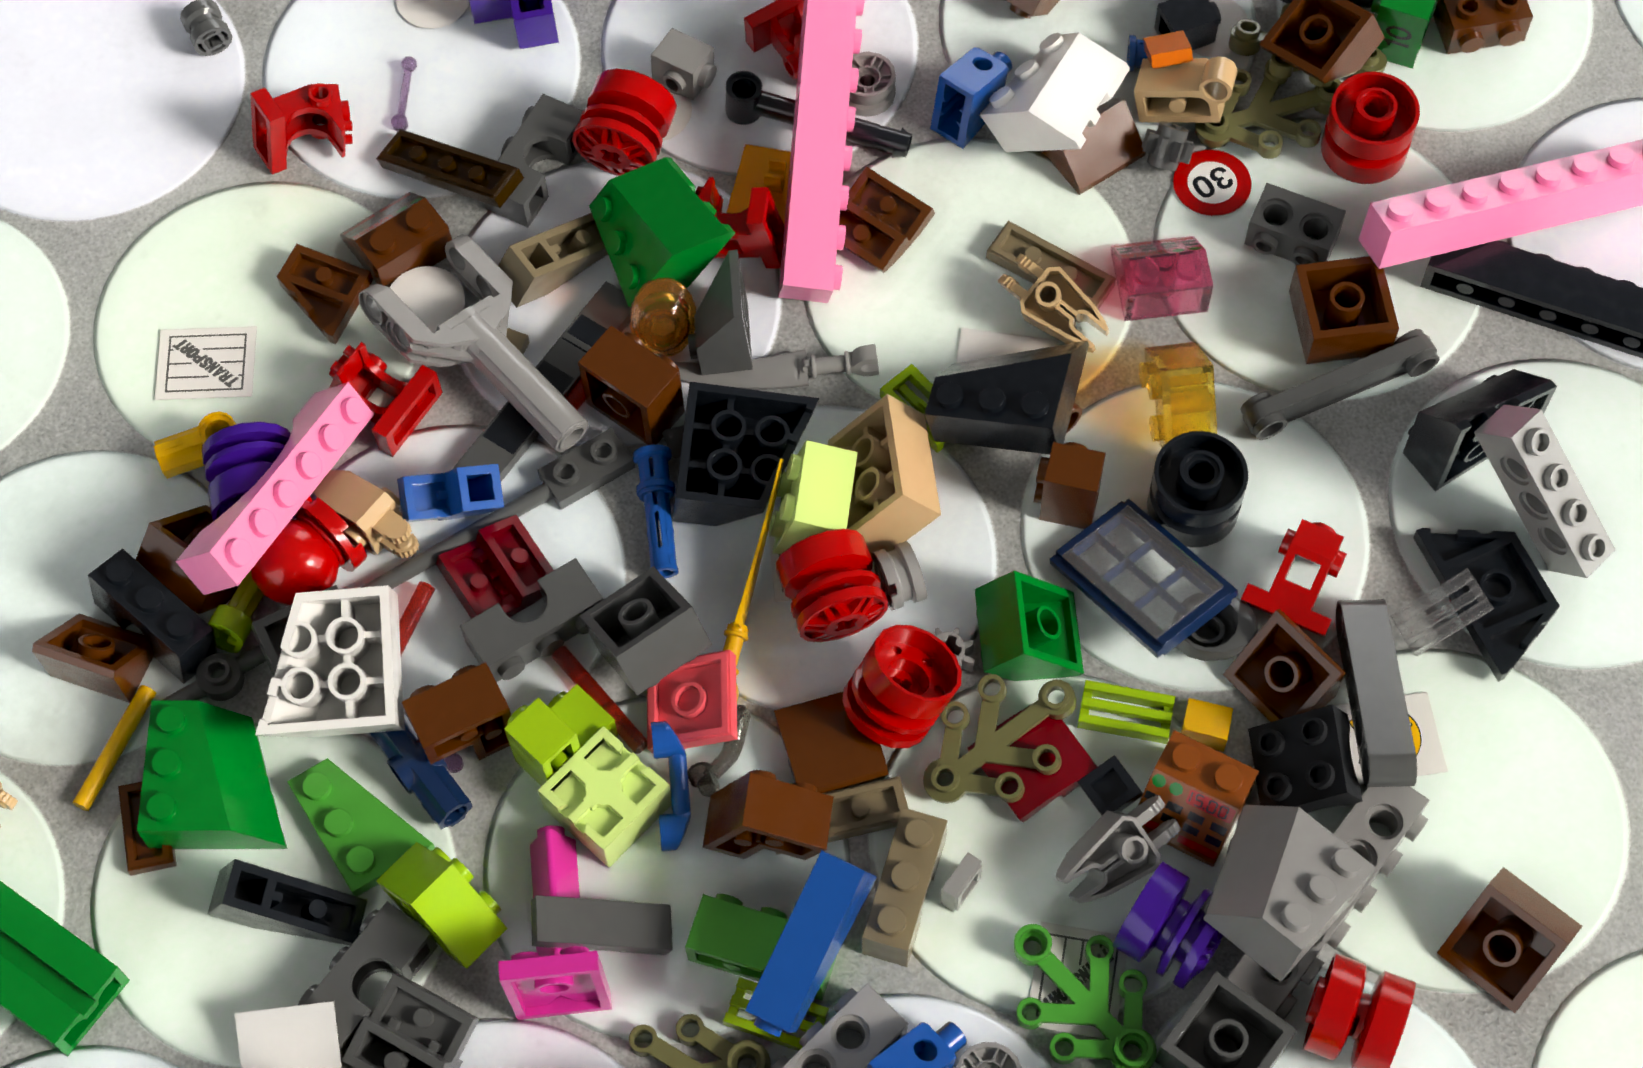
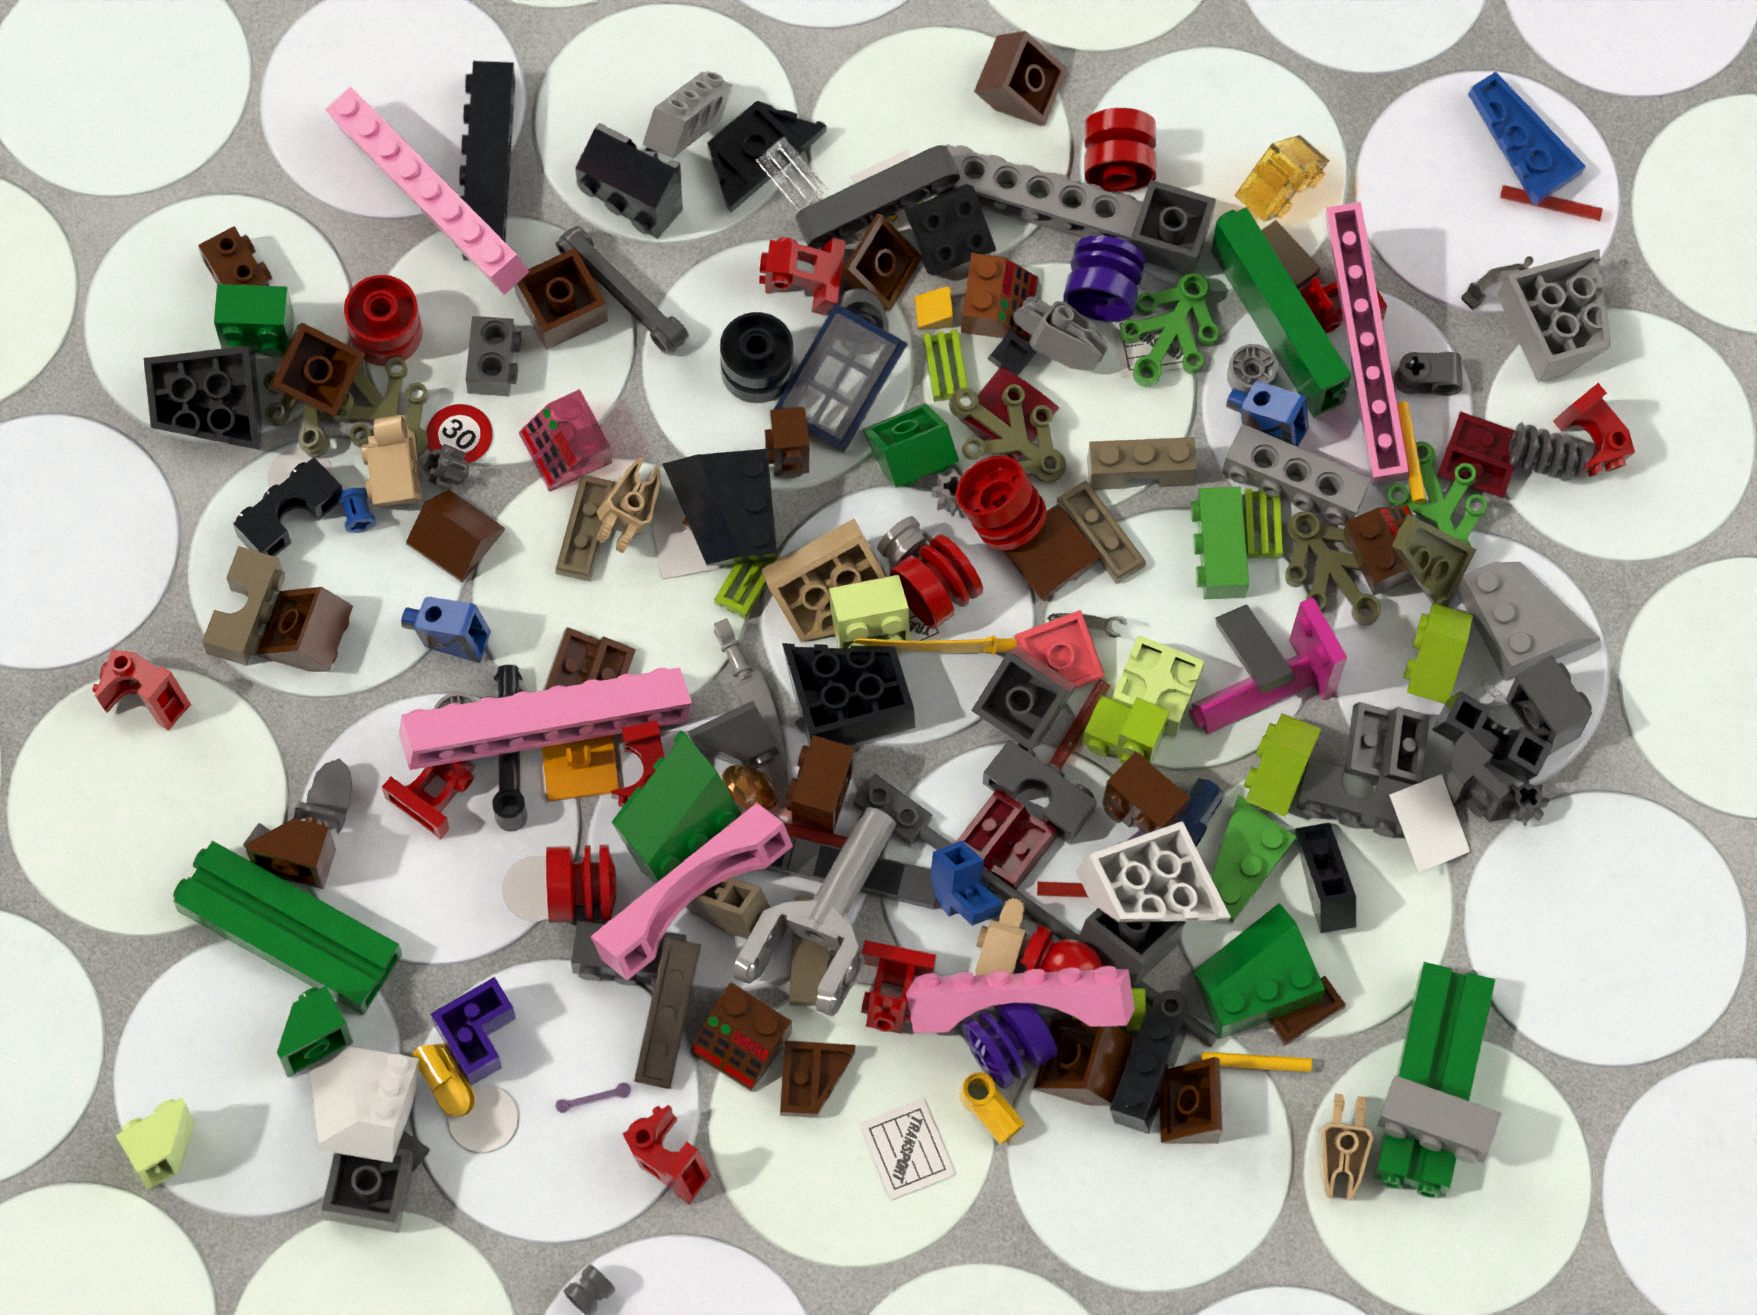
camera: 115 degrees left, 5 degrees up
(430, 294) = (791, 987): white sticker -> none
(534, 142) = (743, 846): none -> bright pink arch
(656, 491) = (897, 745): blue pin -> none
(673, 825) = (1107, 653): blue bar -> none
(683, 64) = (494, 869): light grey brick -> none
(768, 815) = (1134, 564): reddish brown brick -> none
(809, 943) = (1217, 490): blue slope -> none
(961, 882) = (1121, 428): light grey tile -> none
(1054, 95) = (438, 550): white wedge -> none
(1168, 49) = (365, 482): orange tile -> none
(1183, 390) = (677, 387): clear yellow brick -> none
(1283, 885) = (1061, 204): light grey wedge -> none

